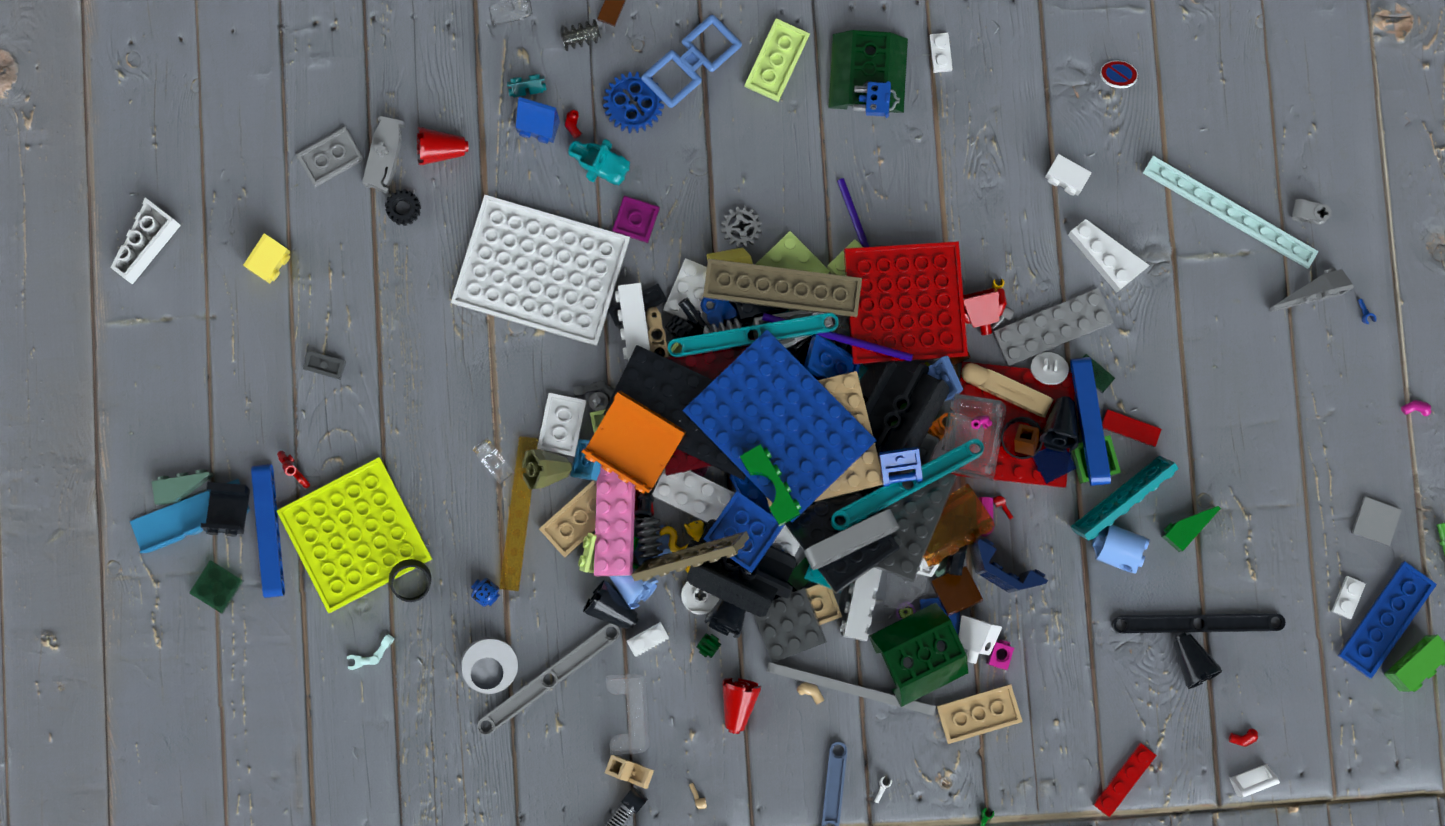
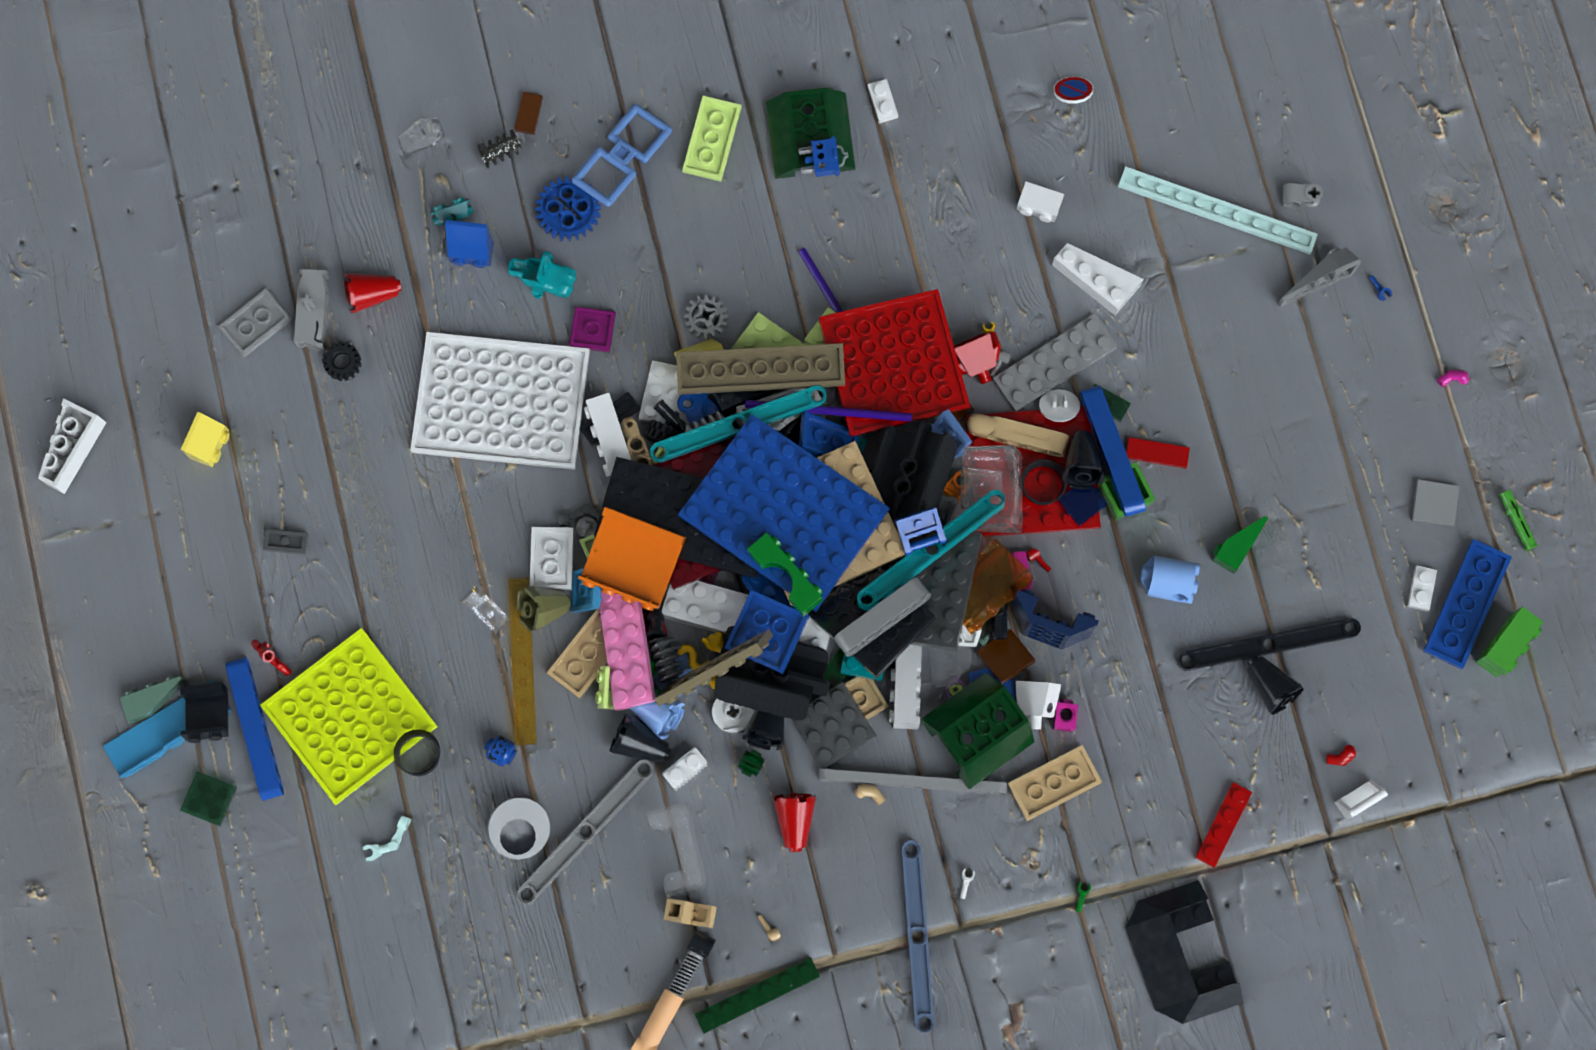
camera: 10 degrees left, 5 degrees down
(571, 122) = (505, 242): red arm -> none
(981, 420) = (997, 470): dark pink arm -> none
(1026, 439) = (1049, 481): reddish brown brick -> none
(1124, 497) = (1160, 530): teal plate -> none

